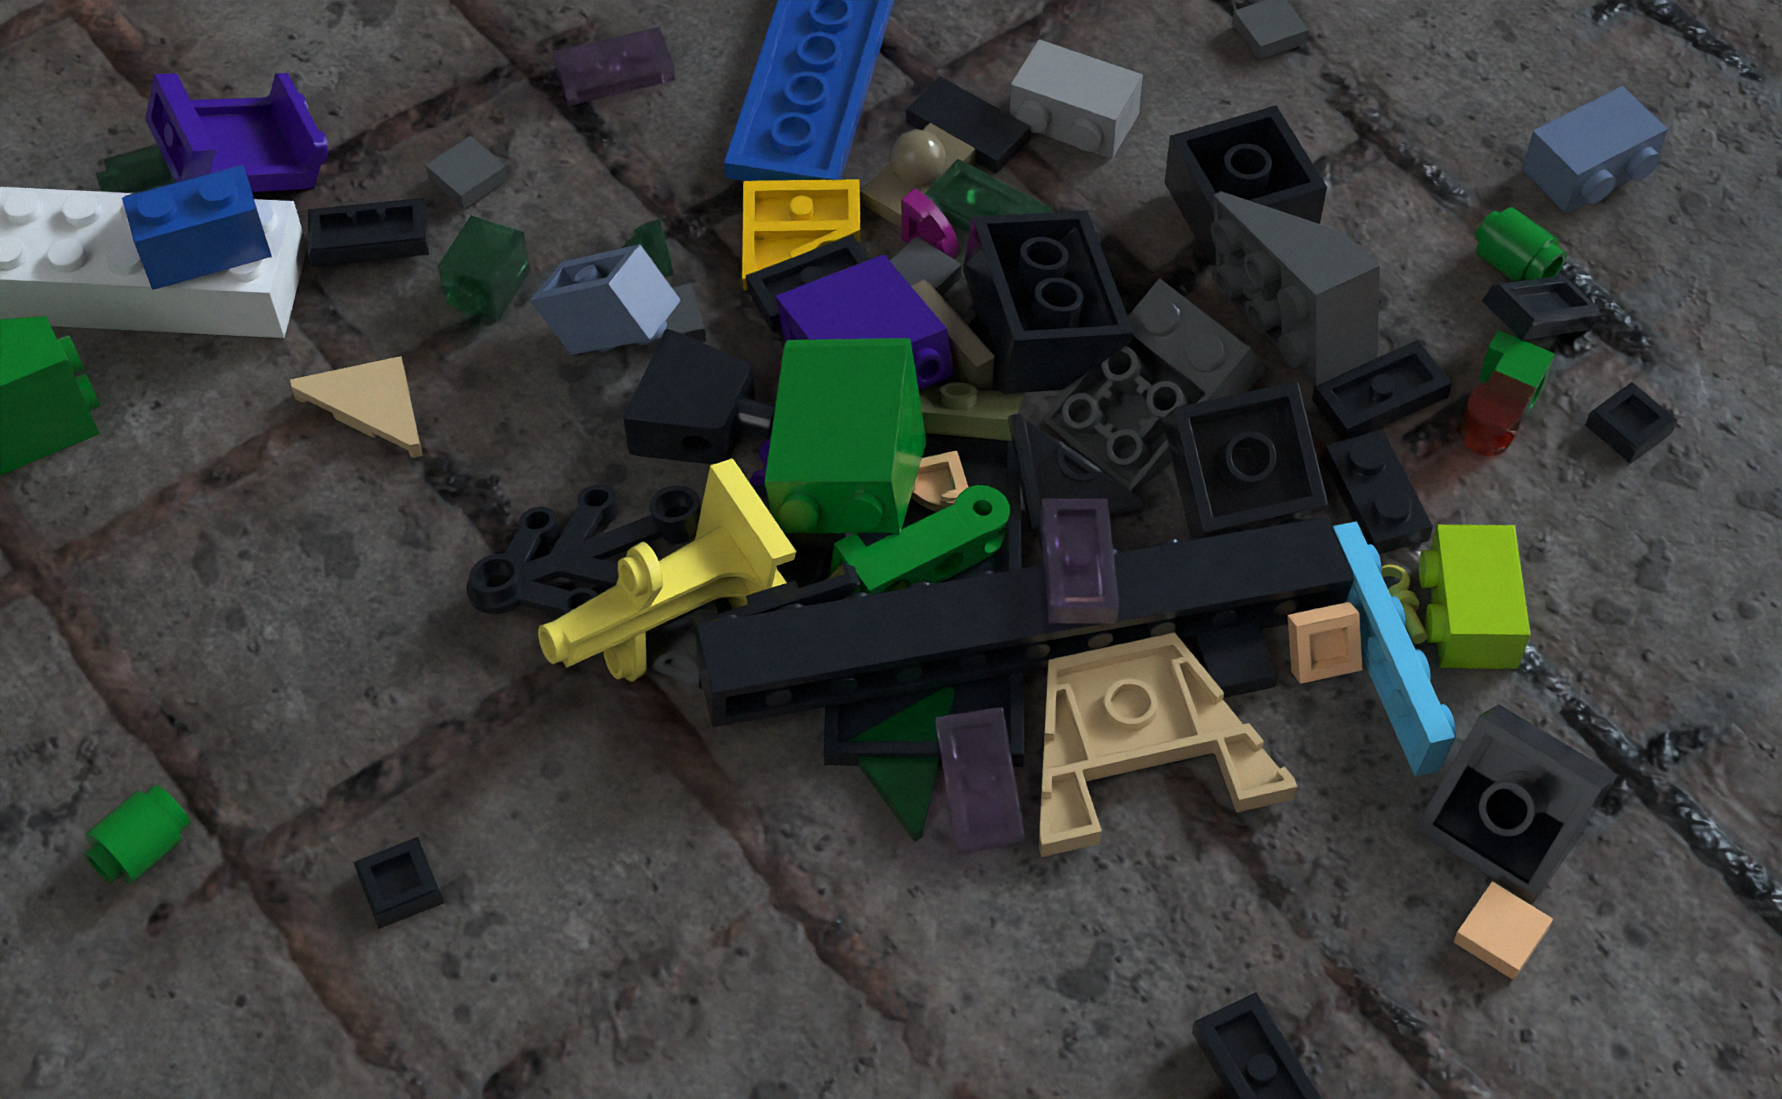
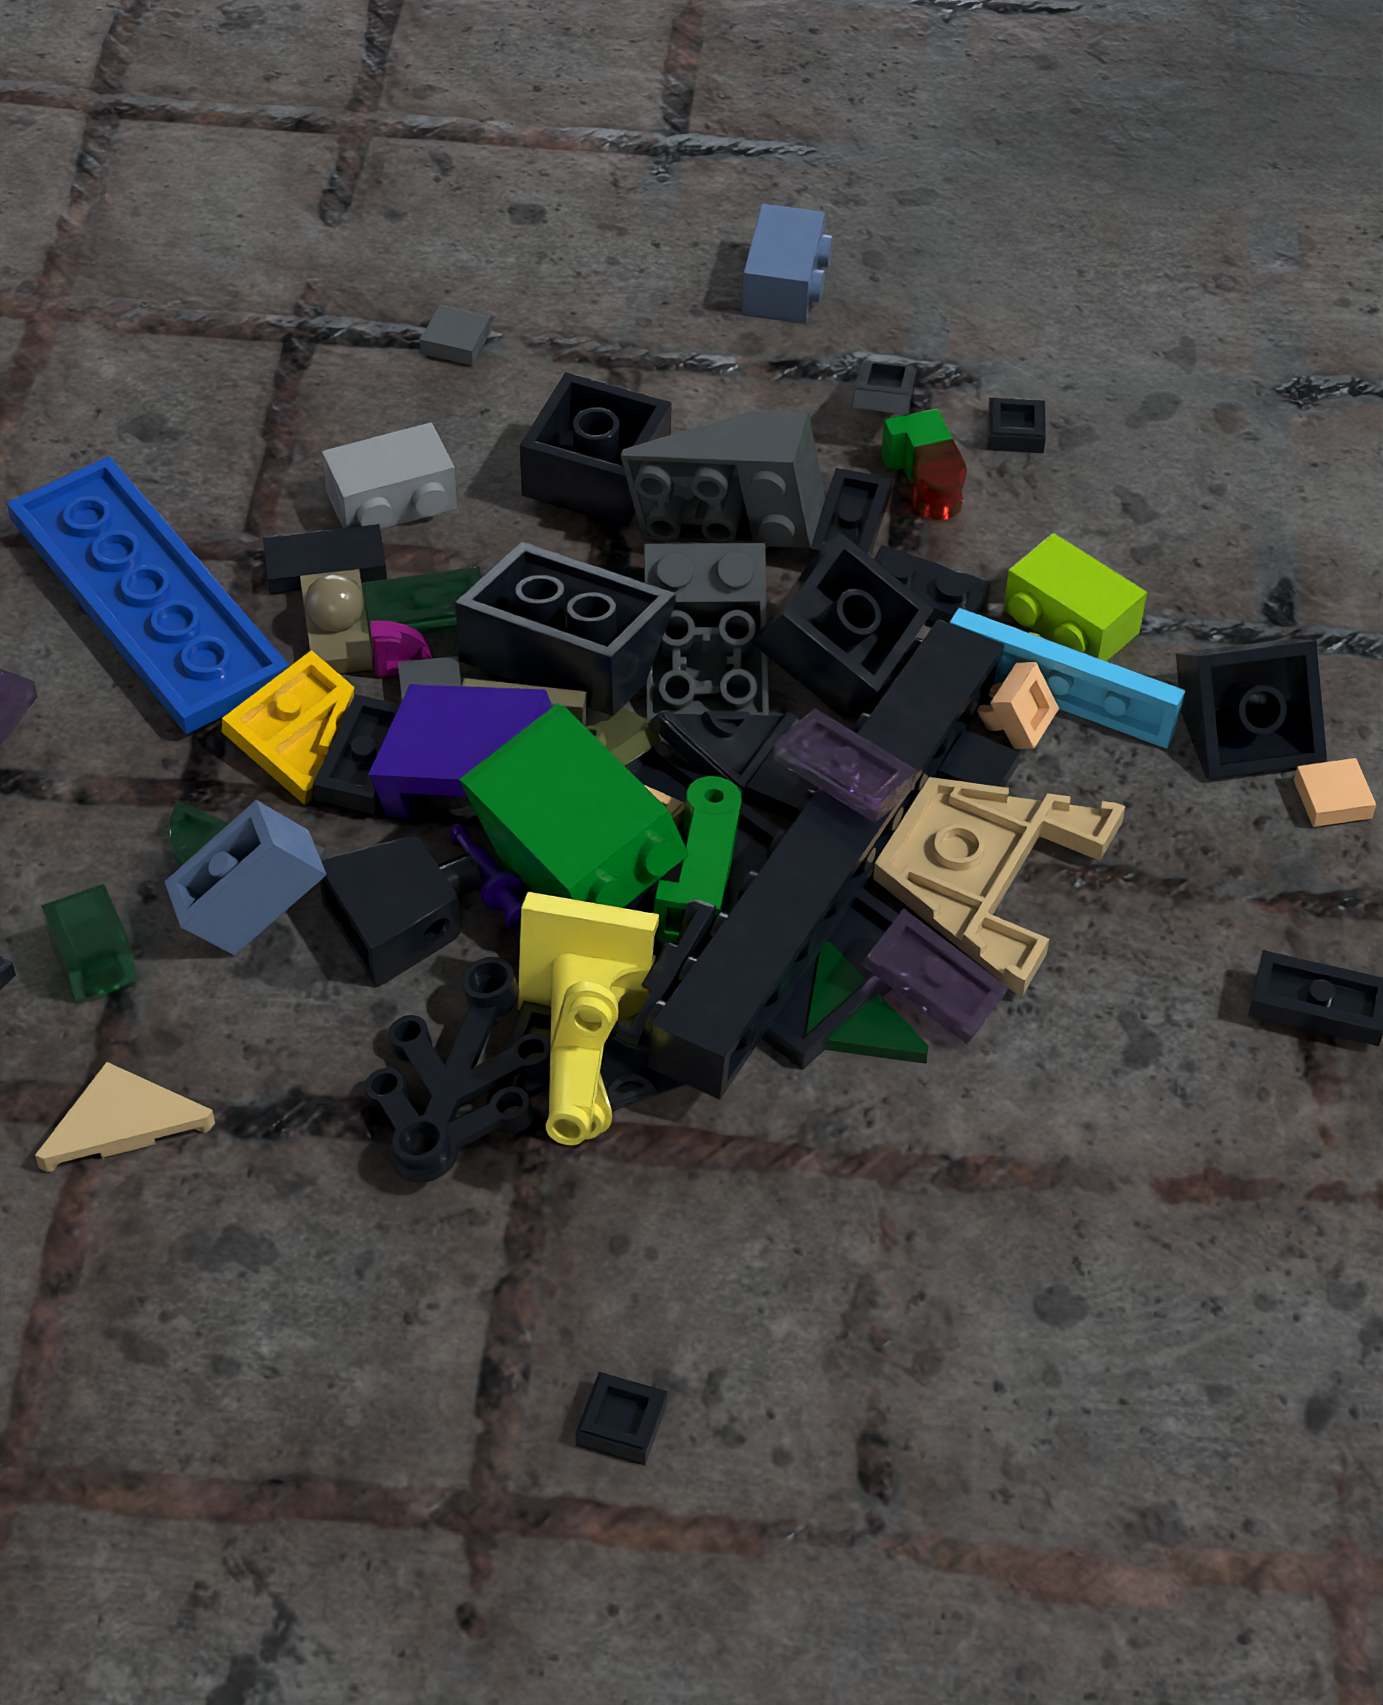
camera: 50 degrees left, 5 degrees down
(136, 835) = (386, 1572): green brick -> none
(1518, 246) = (819, 361): green brick -> none

